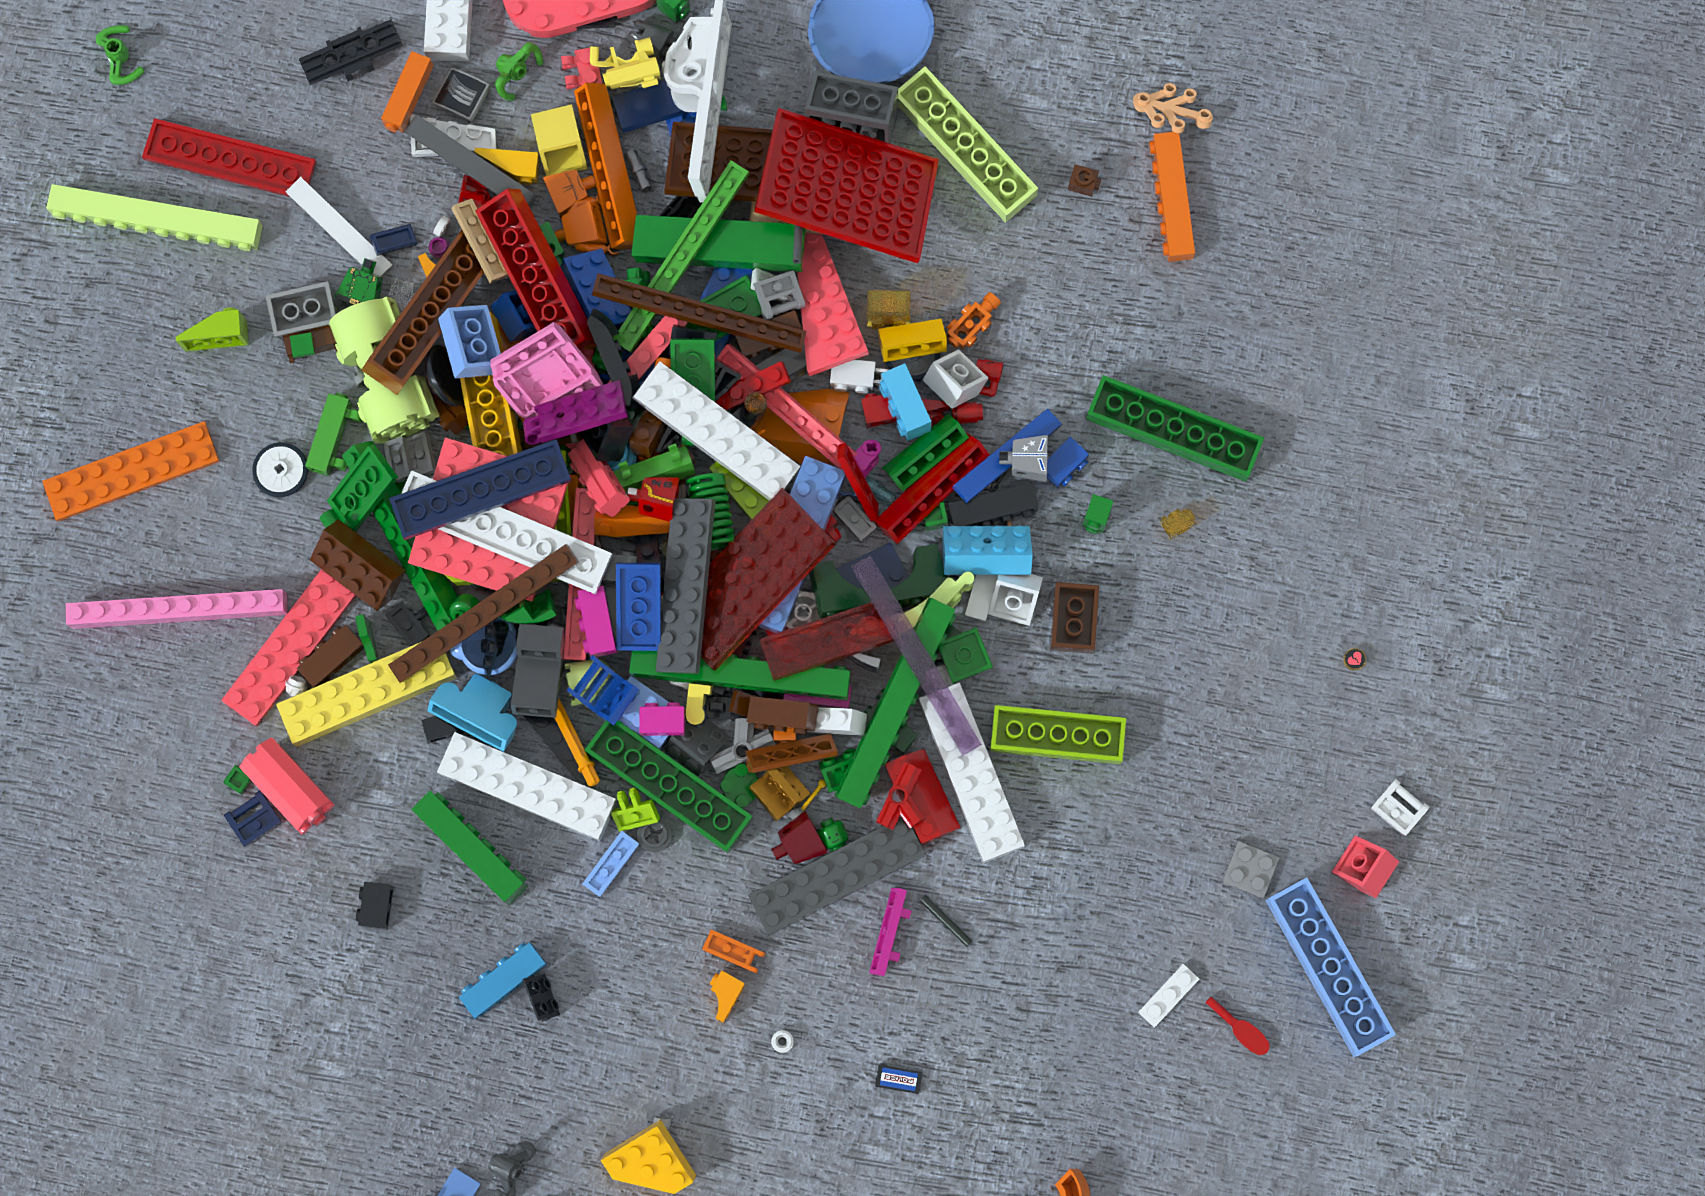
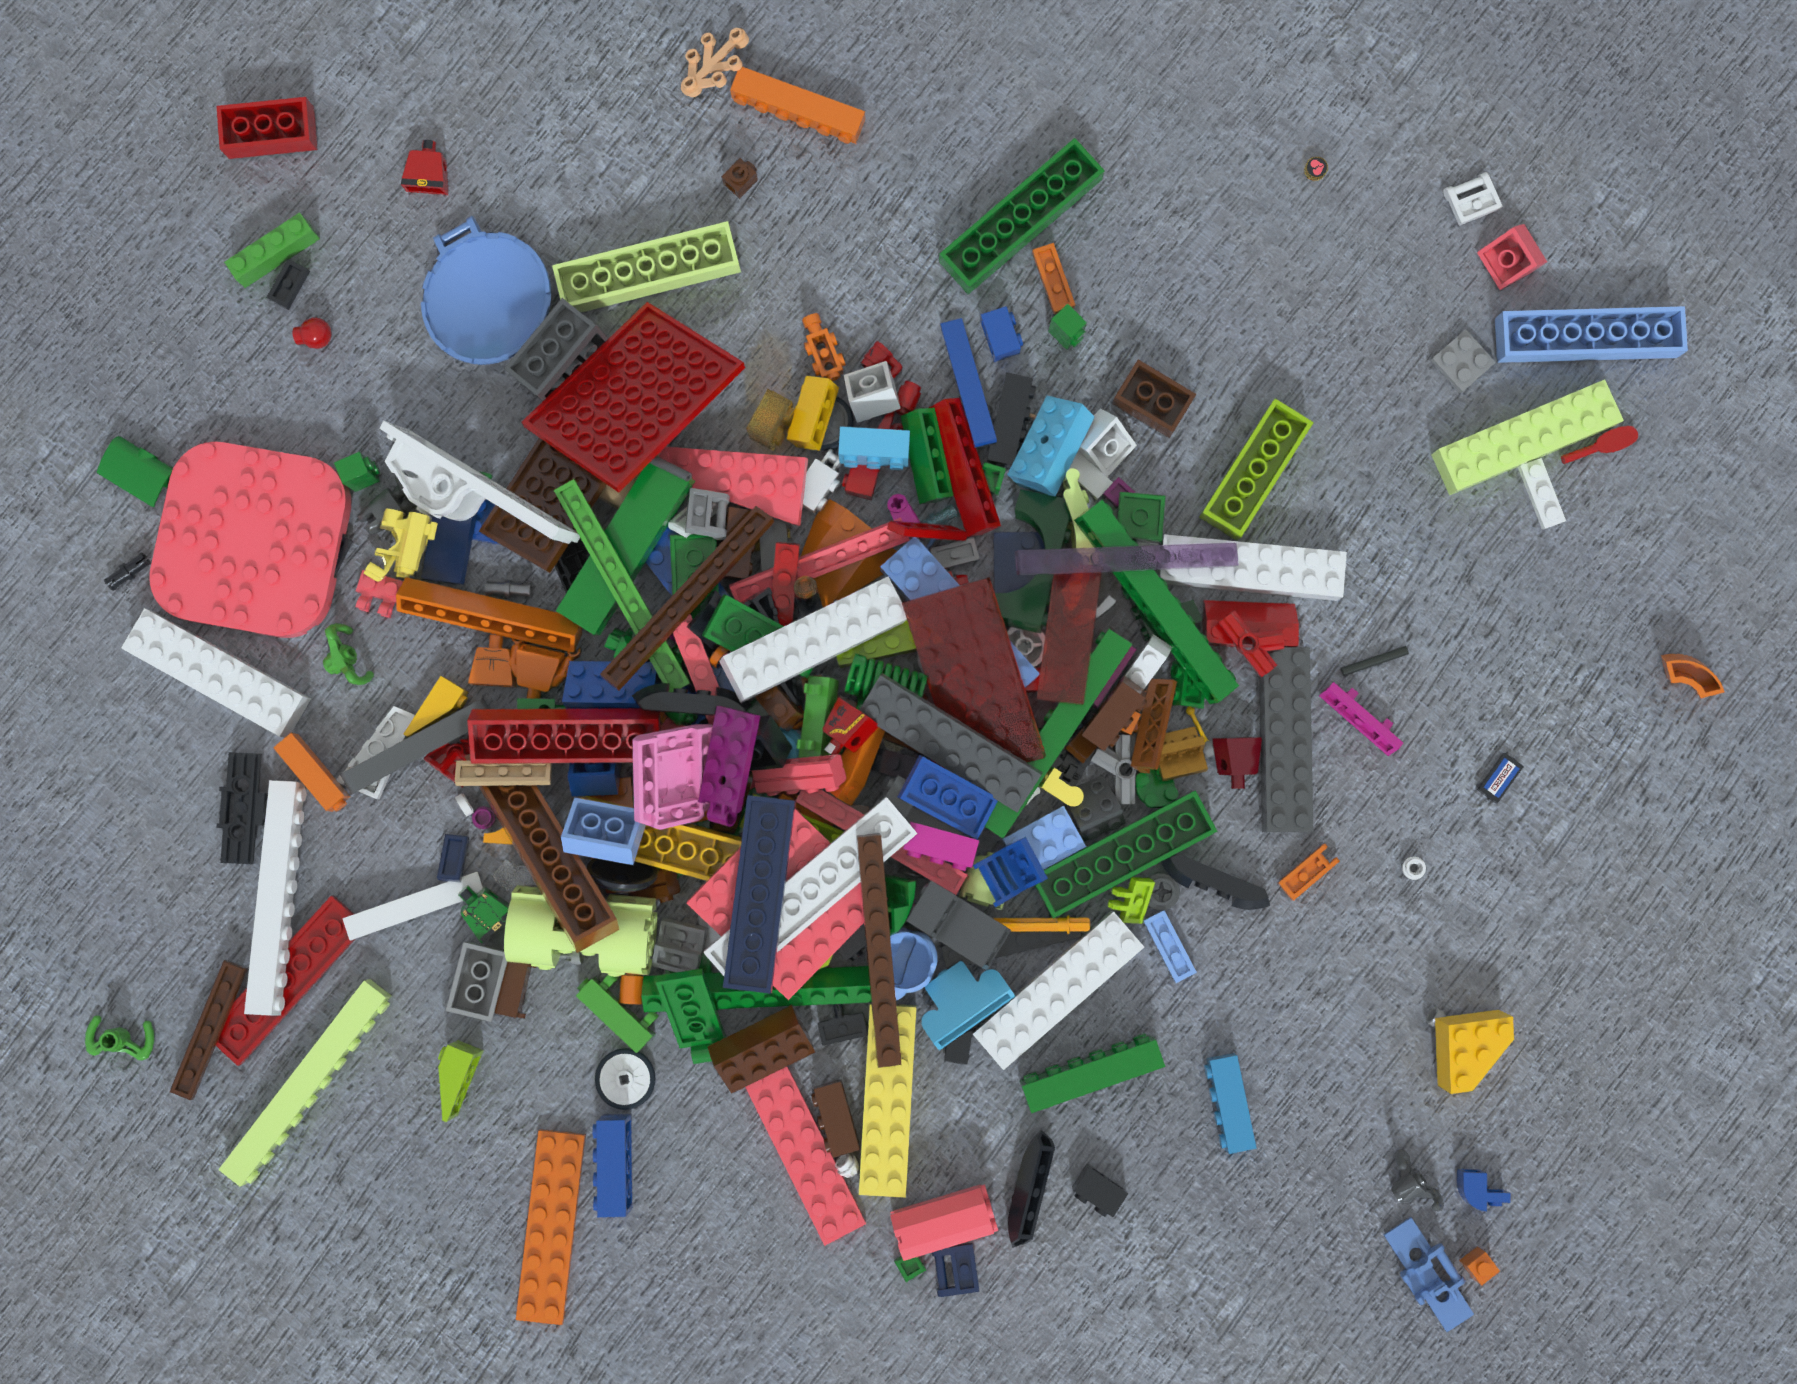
camera: 65 degrees left, 5 degrees up
(159, 119) = (208, 1030): none -> reddish brown tile
(176, 609) = (712, 1248): bright pink brick -> none
(204, 494) = (613, 1165): none -> blue brick
(291, 116) = (275, 898): none -> white brick
(302, 345) = (514, 998): green tile -> none
(348, 846) = (1030, 1189): none -> black brick
(356, 435) = (631, 989): none -> orange brick
(367, 637) = (838, 1074): green tile -> none
(461, 94) = (341, 721): slope -> none
(462, 604) = (856, 966): green head -> none
(493, 643) = (908, 958): black hinge -> none
(541, 997) = (1266, 1074): black hinge -> none
(559, 140) = (439, 649): light yellow slope -> none
(662, 720) = (1064, 830): dark pink brick -> none
(687, 905) = (1244, 894): none -> black brick
(727, 991) = (1344, 895): light orange arch -> none
(833, 834) = (1245, 724): green head -> none
(983, 627) = (1112, 492): none -> magenta plate
(1027, 458) = (984, 362): light grey torso -> none
(1137, 483) = (1053, 277): none -> orange plate
(1178, 522) = (1110, 259): clear yellow brick -> none
(1210, 956) = (1527, 437): none -> yellowish green brick

